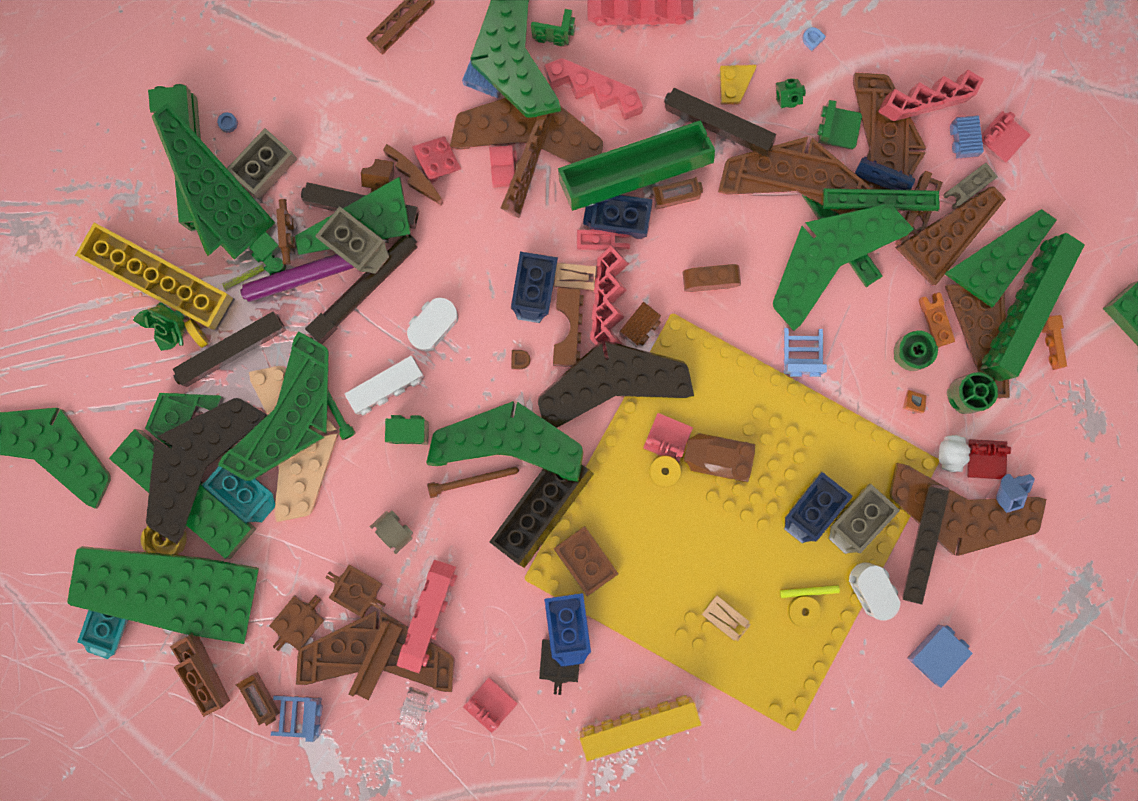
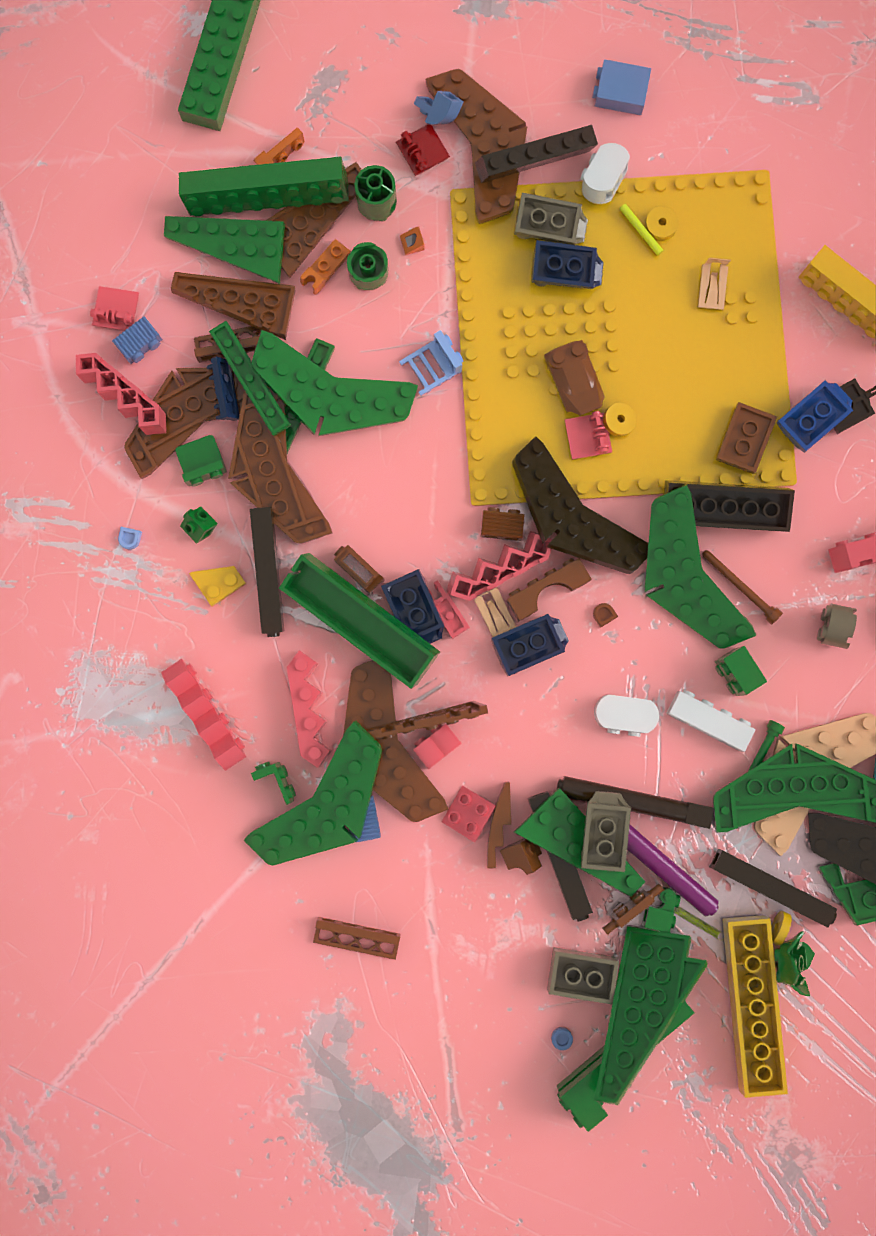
camera: 125 degrees left, 0 degrees up
(711, 278) = (419, 486): dark orange brick -> none
(954, 453) = (438, 179): white hair -> none
(971, 184) = (181, 310): dark tan plate -> none

